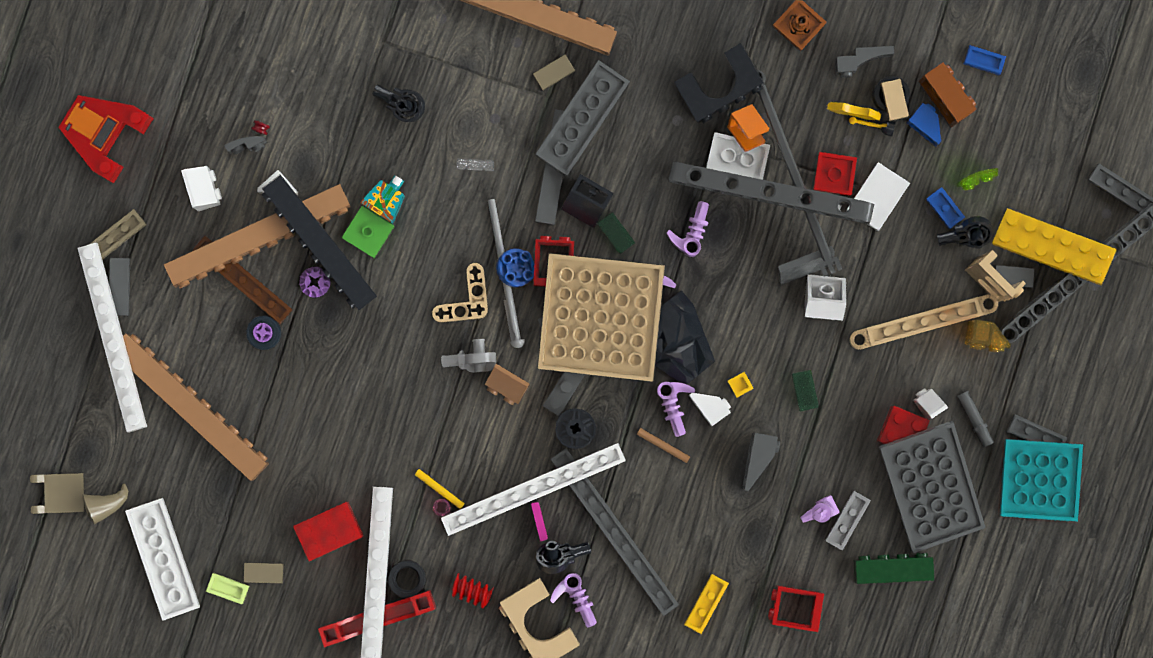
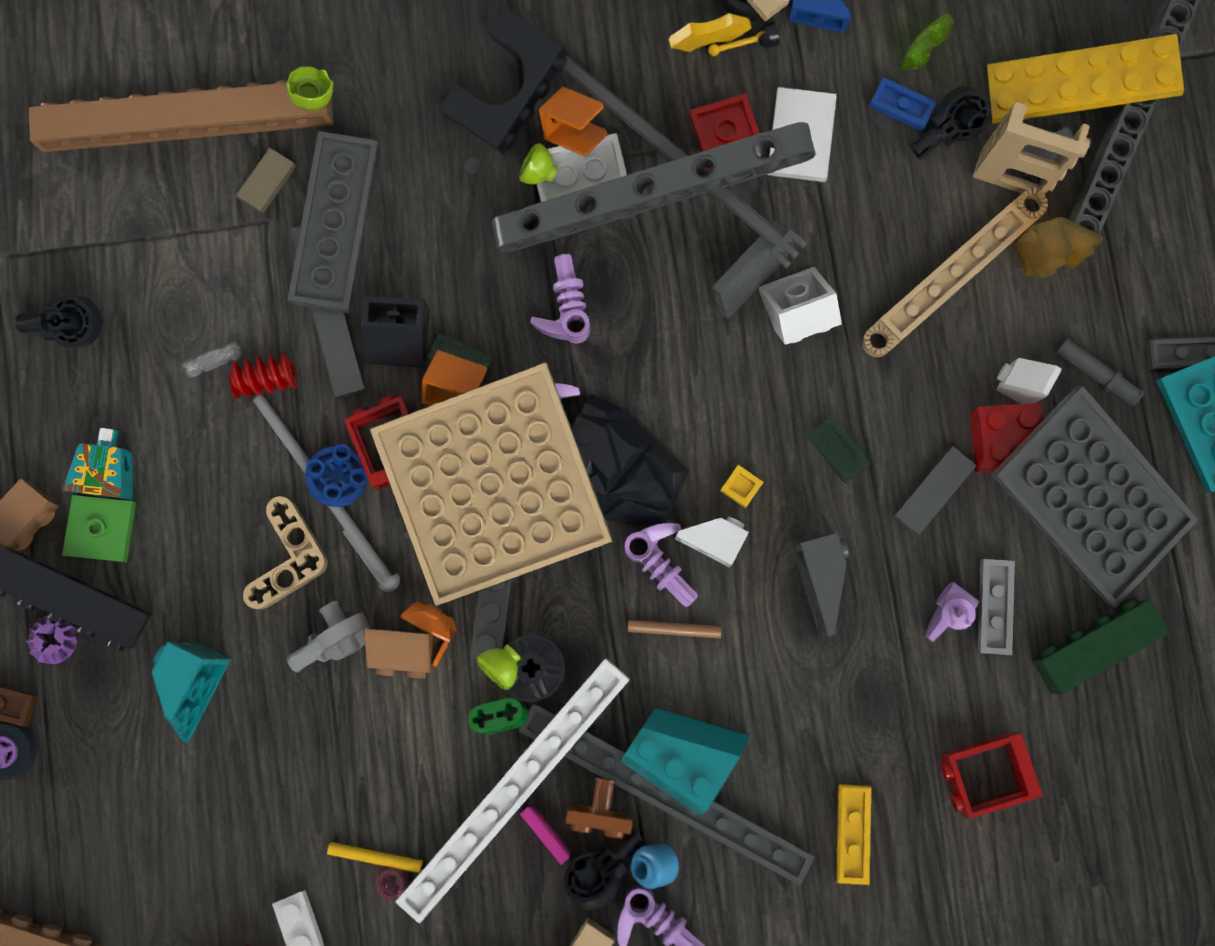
camera: 20 degrees left, 5 degrees down
(382, 345) = (186, 682): none -> teal wedge
(500, 189) = (262, 376): none -> red piece
(532, 375) = (432, 621): none -> orange piece
(543, 441) = (499, 723): none -> green beam
(559, 419) = (500, 665): none -> lime brick
(575, 523) = (600, 813): none -> dark orange plate
(590, 567) = (654, 865): none -> dark azure head
(606, 36) = (309, 88): none -> lime hair
(606, 245) = (450, 377): none -> orange piece
(634, 517) = (685, 757): none -> teal wedge
(714, 144) = (538, 166): none -> lime brick
(847, 440) = (934, 491): none -> dark grey tile

